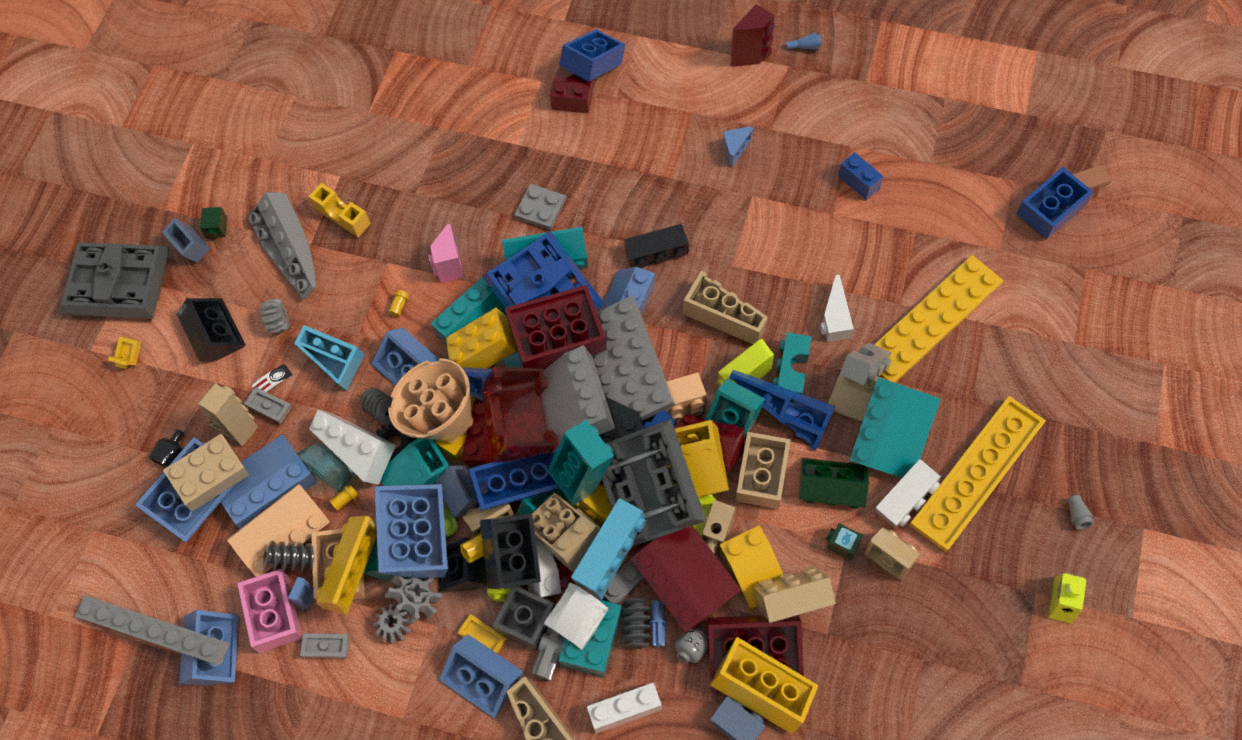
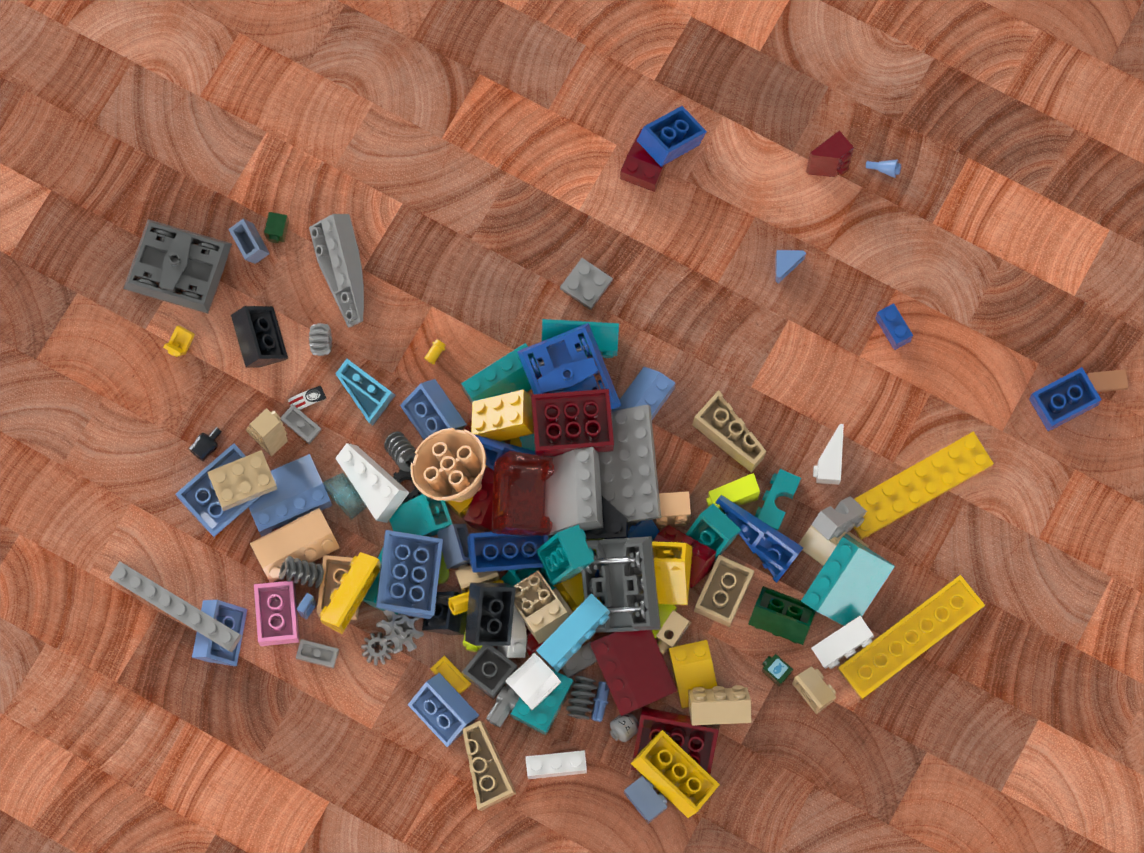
camera: 10 degrees right, 10 degrees up
(344, 497) = (354, 526): yellow pin -> none
(347, 216) = (392, 240): yellow arch -> none
(445, 256) = (487, 318): bright pink slope -> none
(656, 246) = (684, 353): black brick -> none
(1068, 593) = (948, 763): neon yellow torso -> none
(1080, 514) = (986, 694): light grey cone -> none

